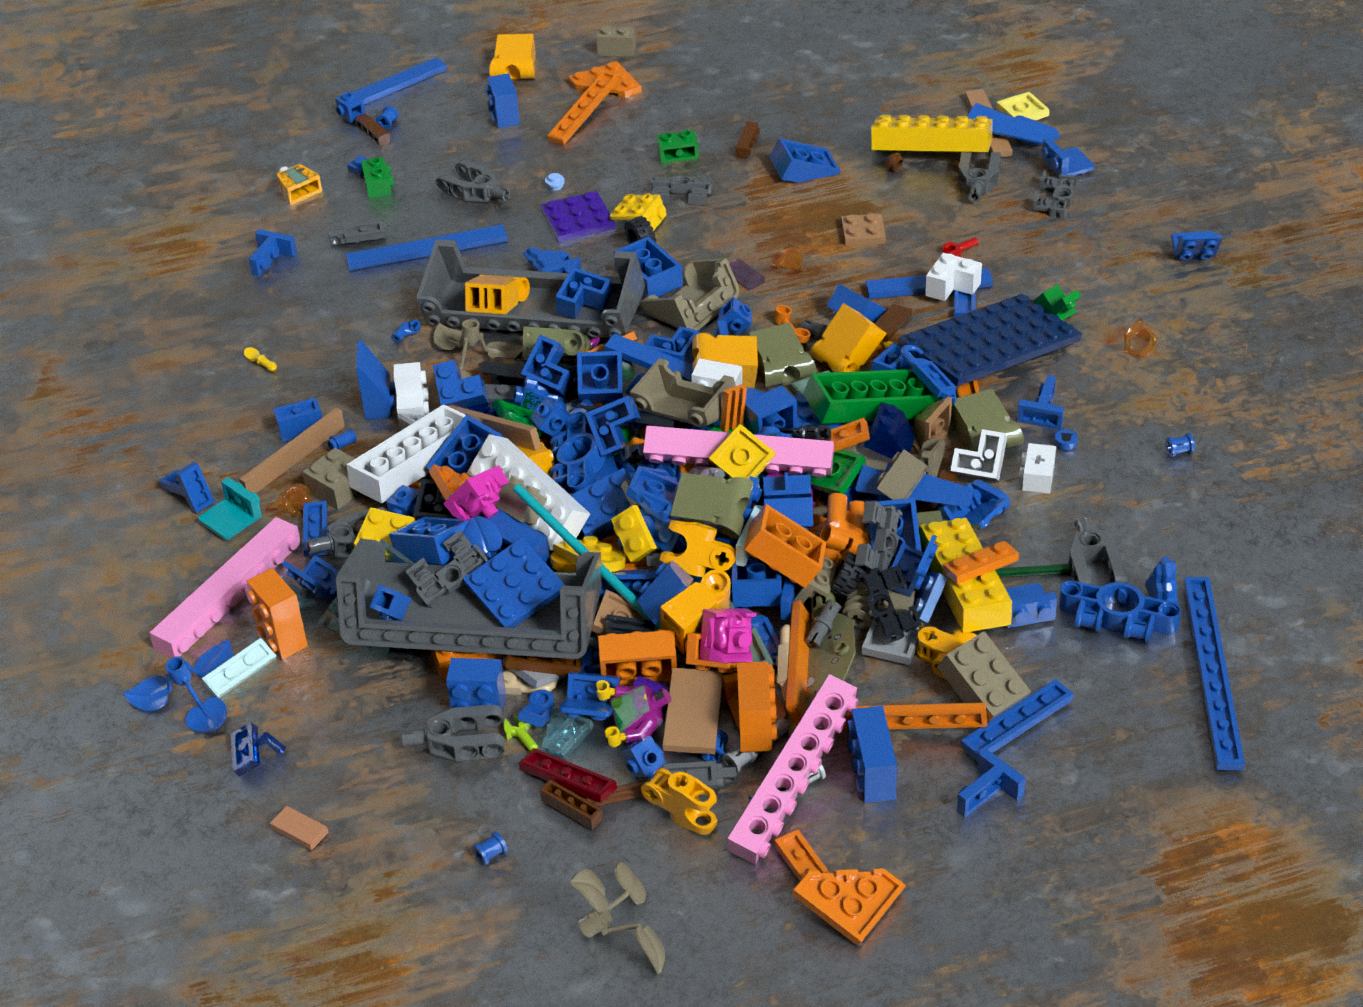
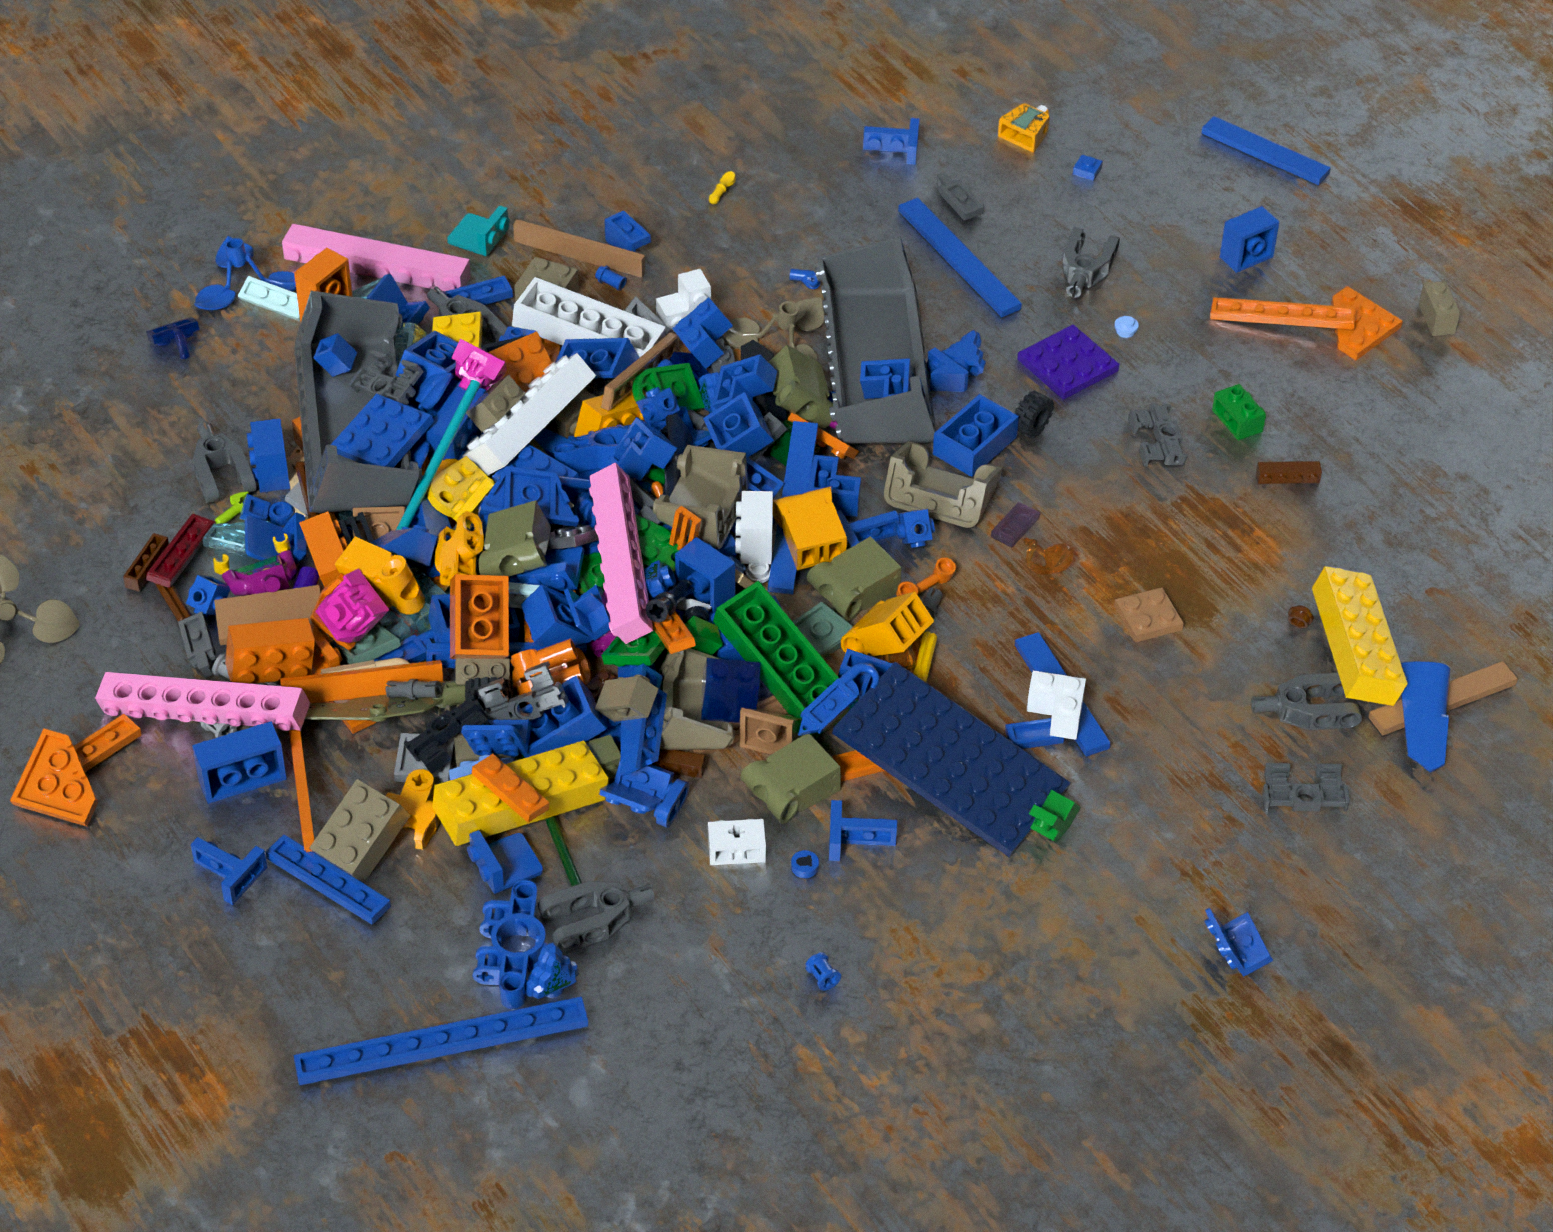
camera: 70 degrees right, 5 degrees up
(191, 484) = (499, 188): blue bracket -> none
(293, 500) = (513, 270): clear orange piece -> none
(299, 828) = (91, 393): nougat tile -> none
(349, 106) = (1185, 124): blue brick -> none
(373, 129) = (1159, 156): reddish brown piece -> none
(374, 384) = (681, 253): blue slope -> none
(377, 177) = (1063, 182): green brick -> none
(387, 117) = (1185, 160): blue bush -> none
(490, 848) = (87, 522): blue bush -> none
(495, 293) = (868, 319): light orange piece -> none
(515, 56) = (1354, 229): light orange piece -> none
(640, 205) = (1085, 408): yellow bracket -> none
(680, 797) = (154, 628): light orange piece -> none
(742, 454) = (597, 550): yellow plate -> none
(802, 161) = (1259, 530): blue slope -> none
(856, 301) = (981, 632): blue slope -> none
(893, 320) = (962, 666): reddish brown tile -> none
(955, 249) = (1146, 708): red bar -> none
(985, 462) = (723, 781): white brick -> none
(1024, 105) = (1489, 726): light yellow plate -> none
(1066, 161) = (1381, 787): blue bracket -> none
(1144, 332) = (1036, 913): clear orange piece -> none

